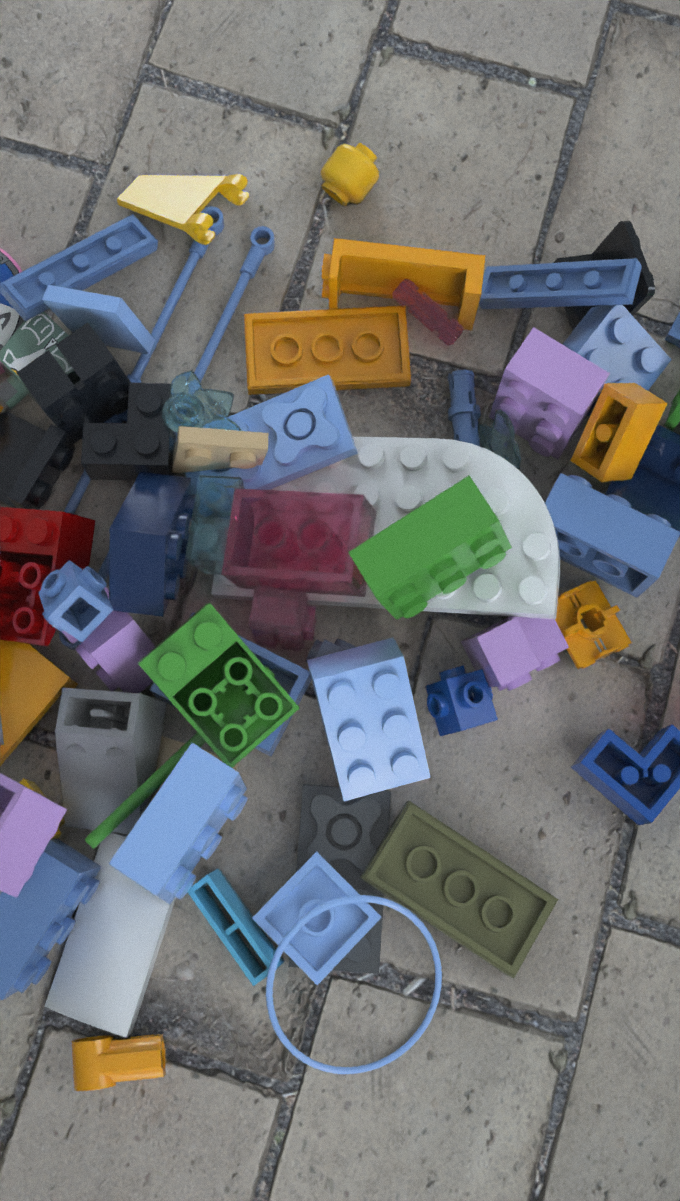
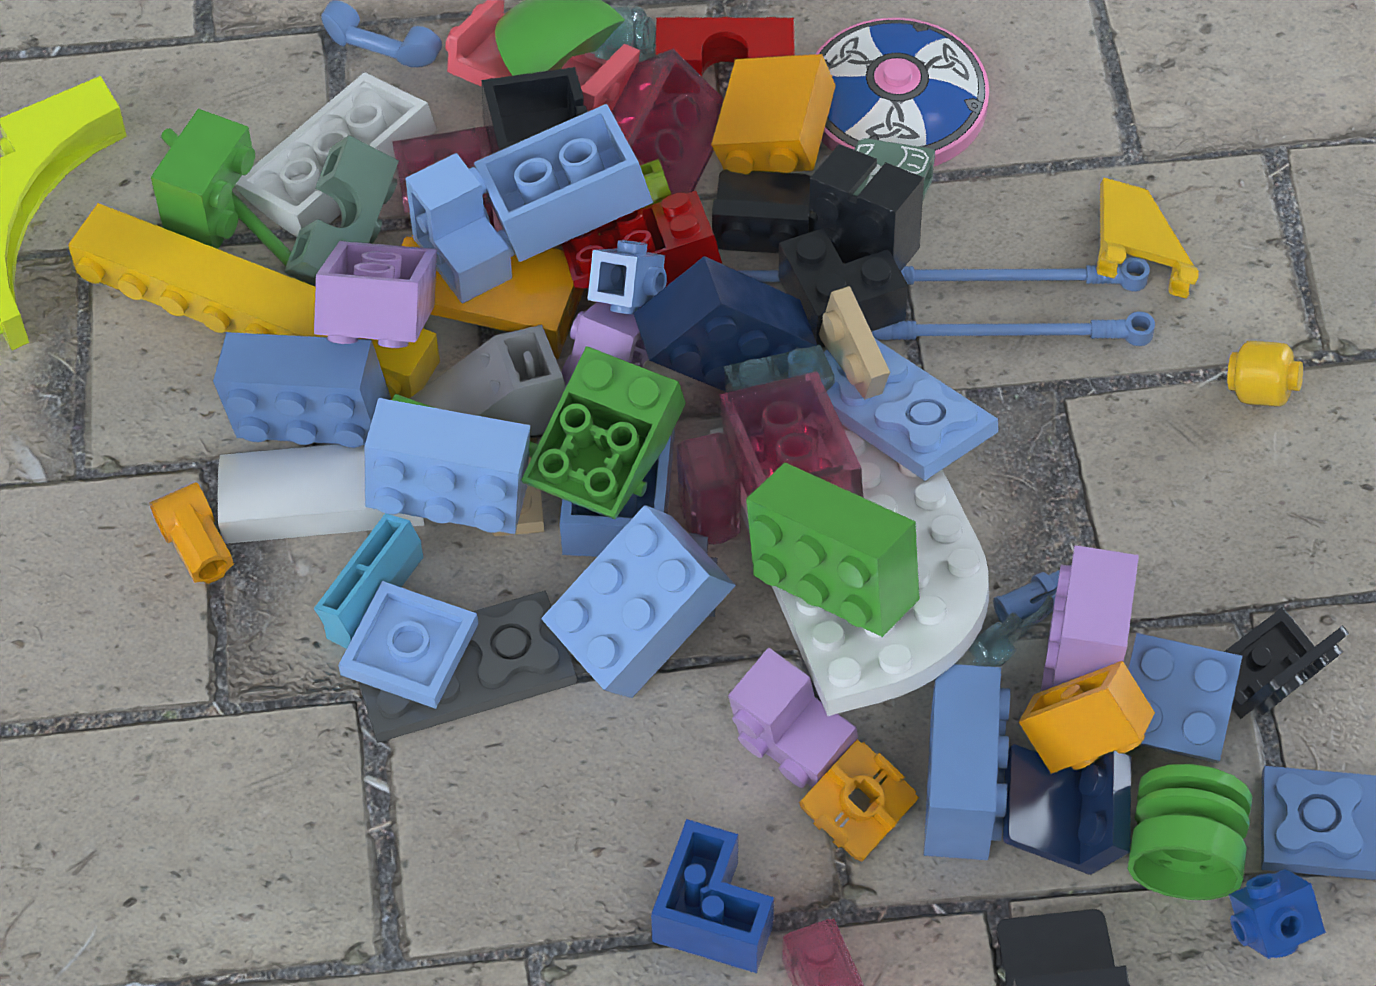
camera: 70 degrees right, 20 degrees down
(80, 265) = (1003, 172): medium blue tile -> none
(106, 314) = (947, 203): light blue tile -> none
(197, 407) = (899, 323): clear light blue plate -> none
(274, 962) = (431, 762): light blue piece -> none
(350, 344) = (1050, 438): light orange tile -> none
(379, 269) = (1138, 402): light orange panel -> none
(428, 312) = (1144, 509): clear pink axle -> none
(459, 889) = (498, 777): olive tile -> none
(460, 700) = (688, 703): blue brick -> none
(560, 284) = (1240, 607): medium blue tile -> none

